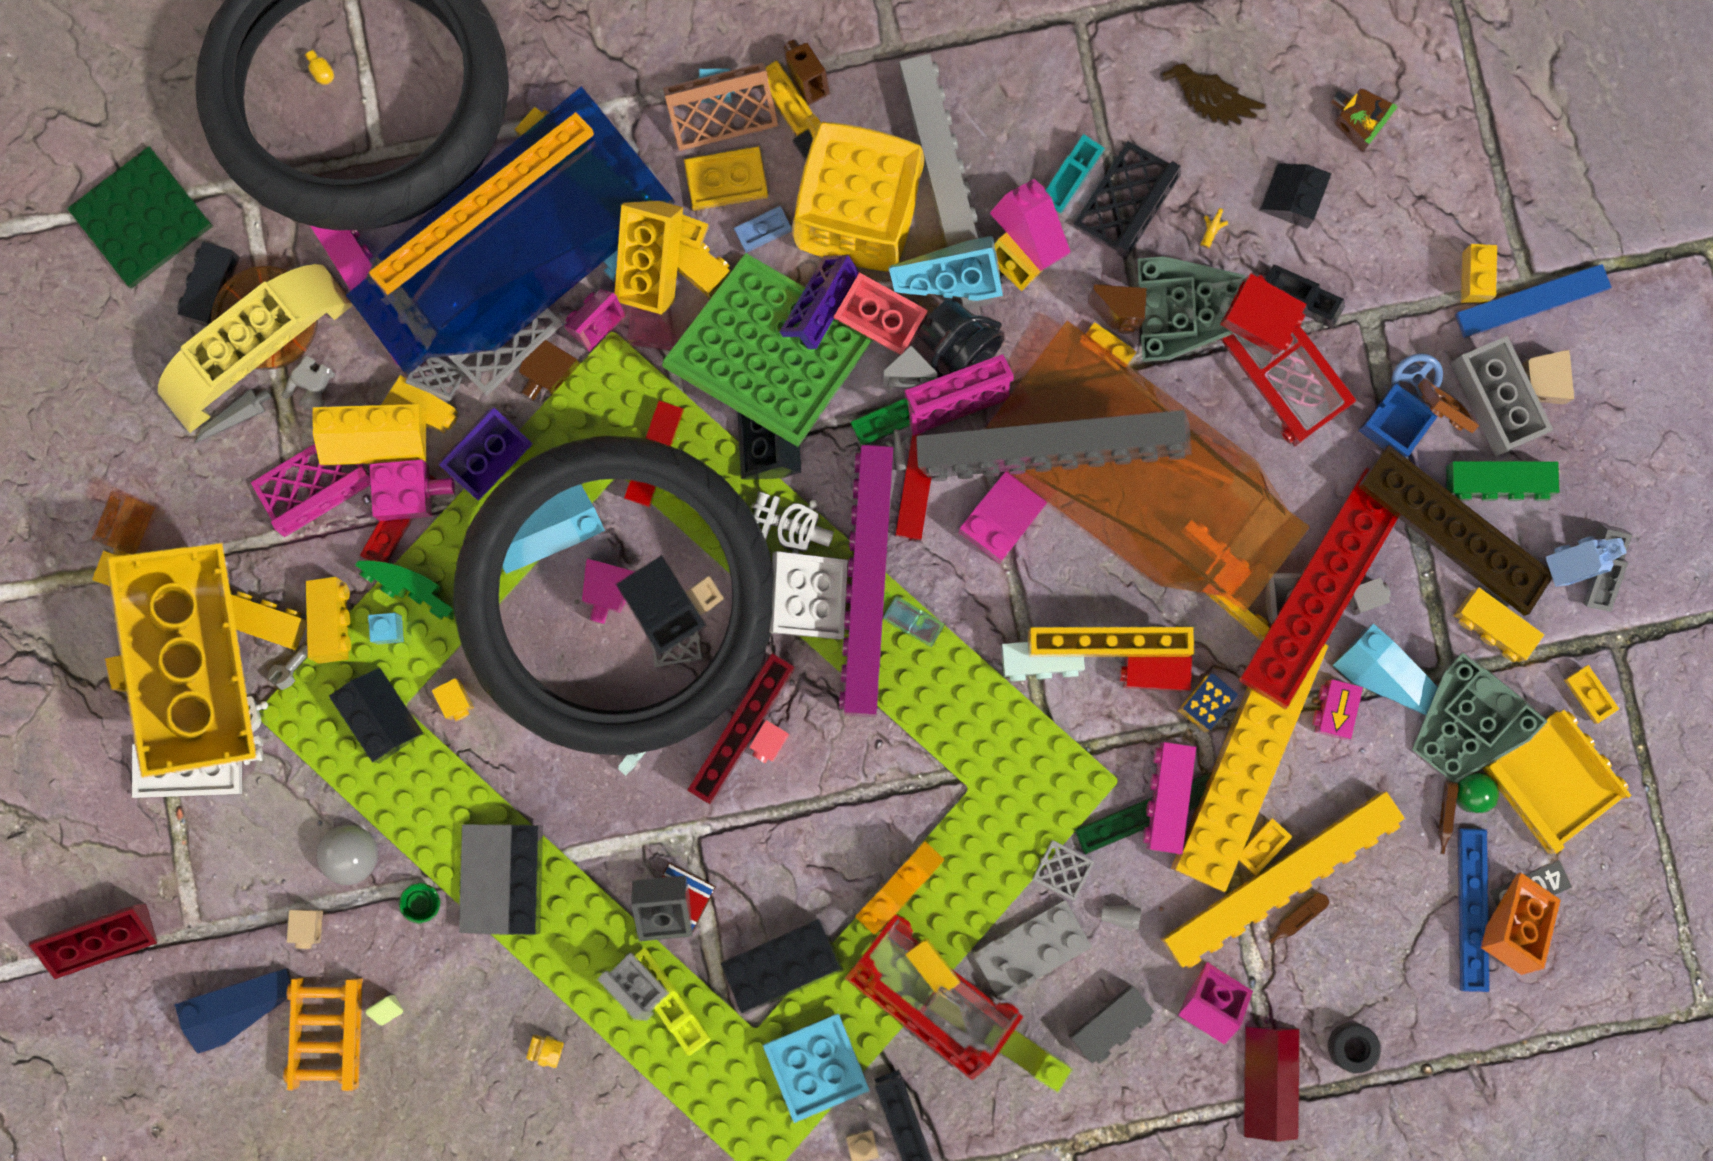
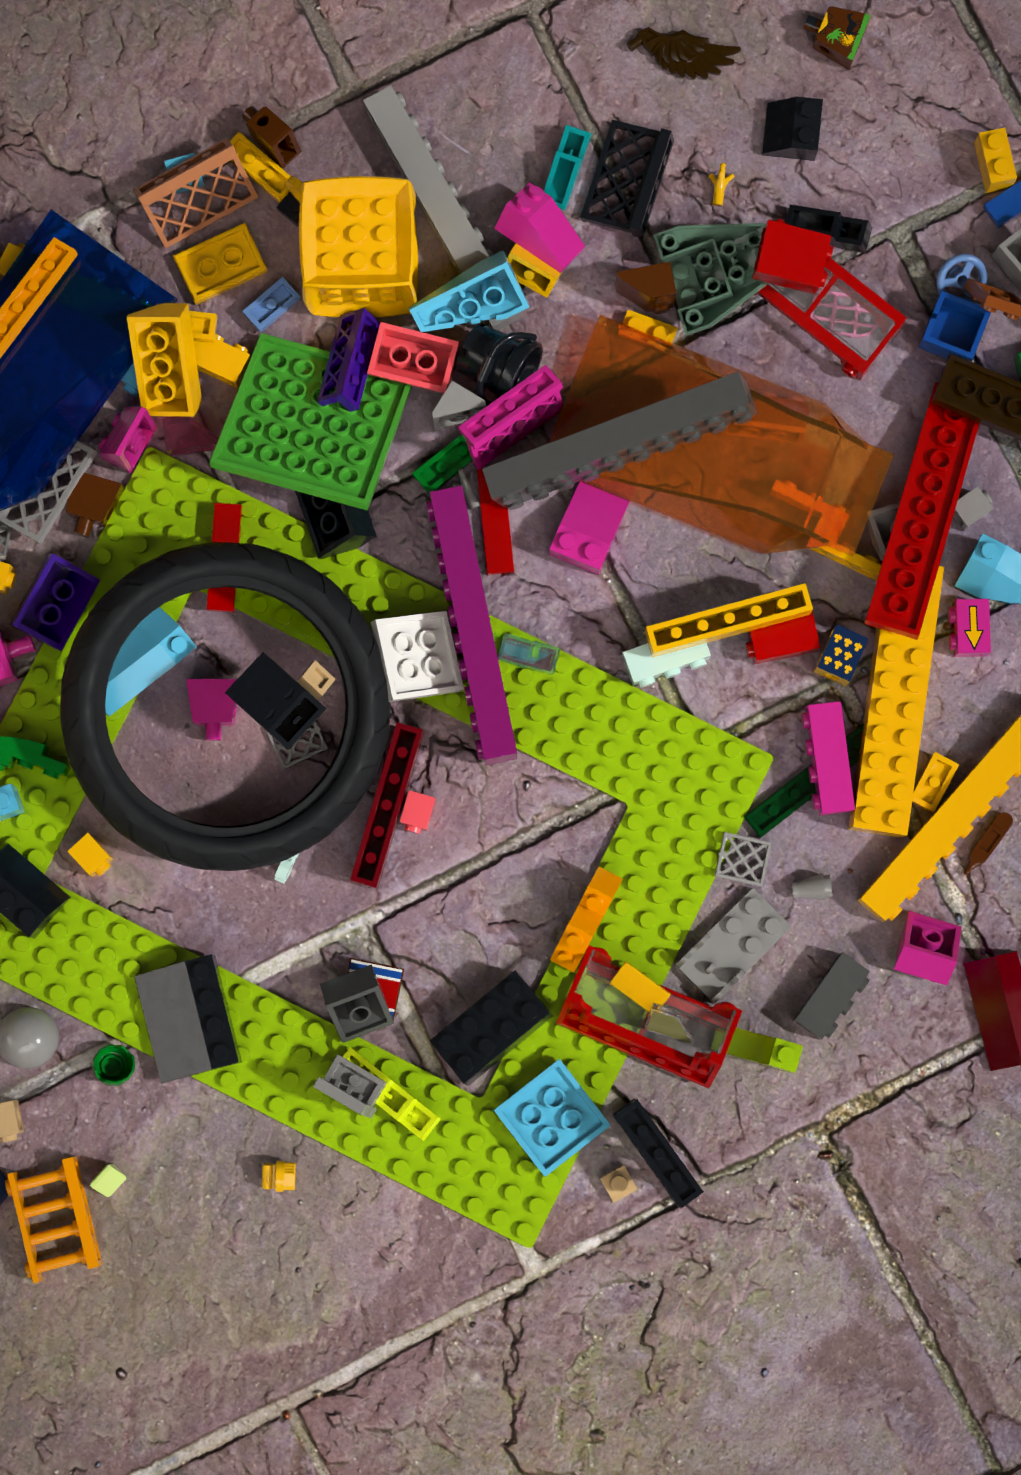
camera: 15 degrees left, 0 degrees up
(812, 533) = (404, 593): white torso -> none

